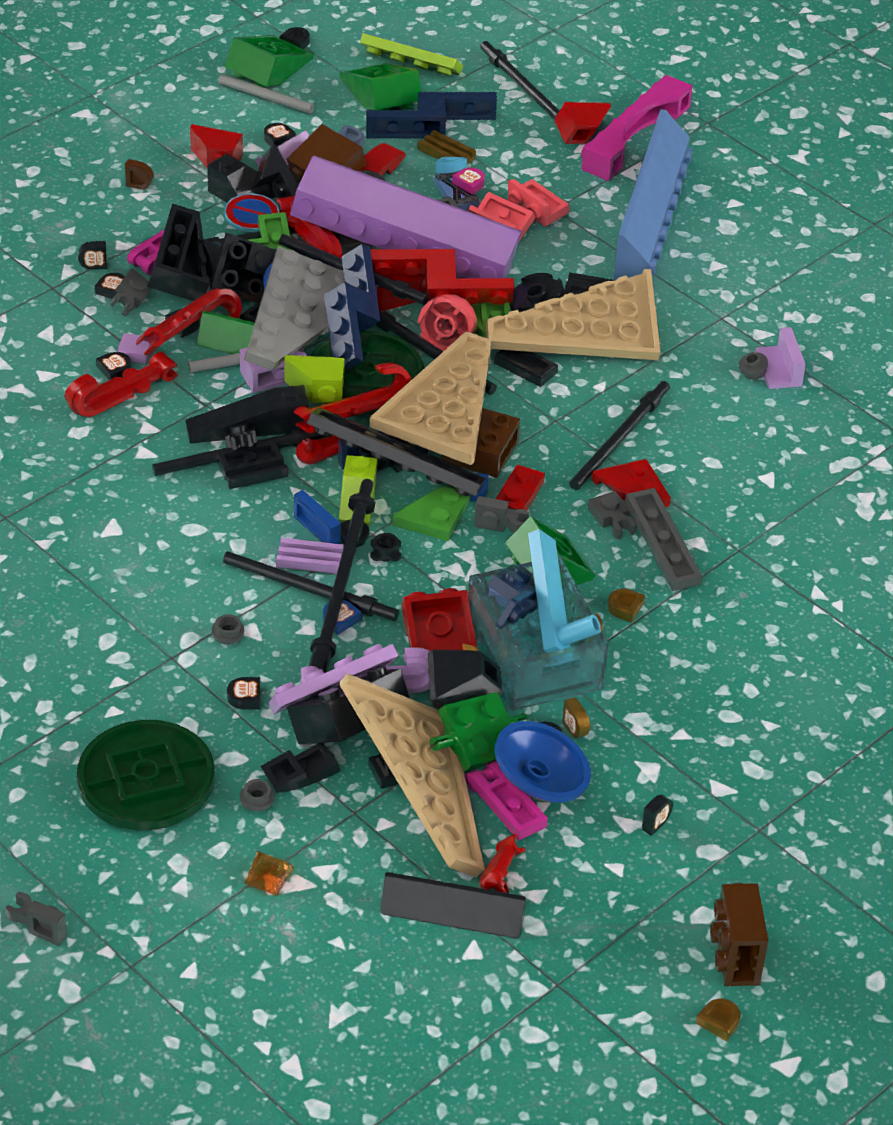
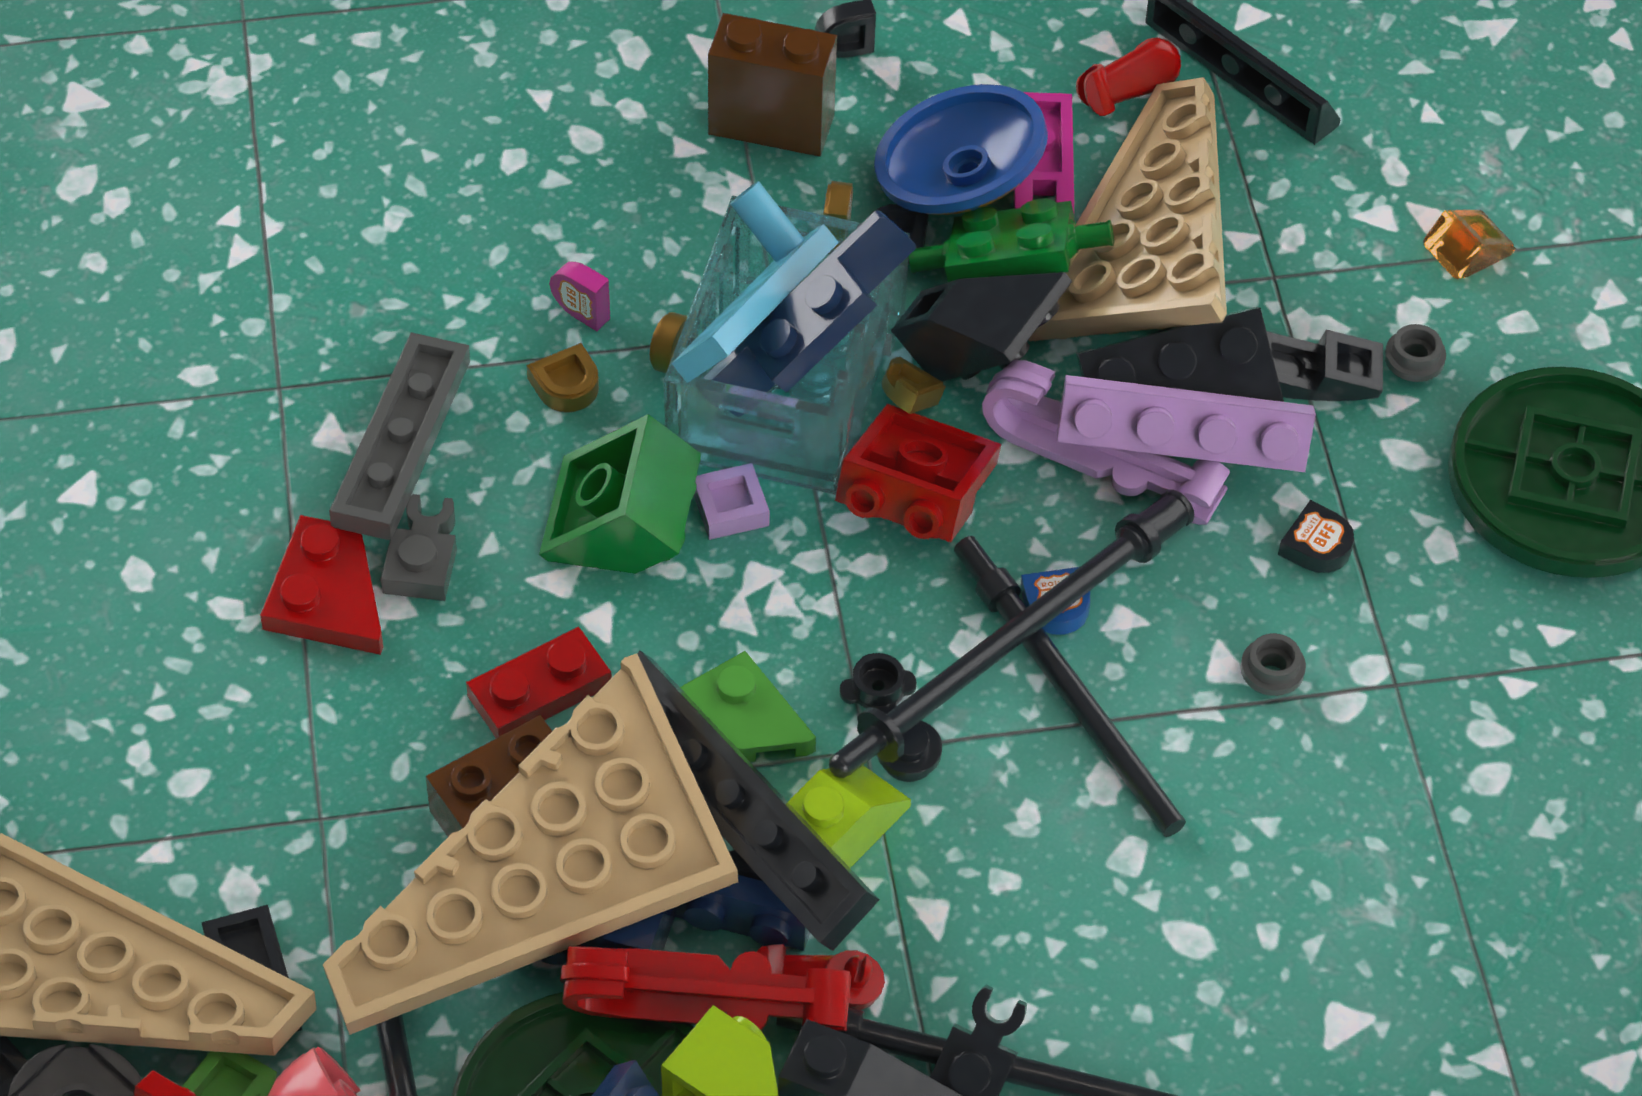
camera: 145 degrees left, 10 degrees up
(252, 464) = (959, 973): black plate -> none
(309, 555) = (1030, 740): lavender tile -> none
(316, 518) = (965, 793): blue tile -> none
(495, 515) = (631, 623): dark grey plate -> none
(648, 403) = (120, 741): black bar -> none
(651, 629) = (582, 293): none -> dark pink tile
(657, 744) = (771, 84): none -> reddish brown brick

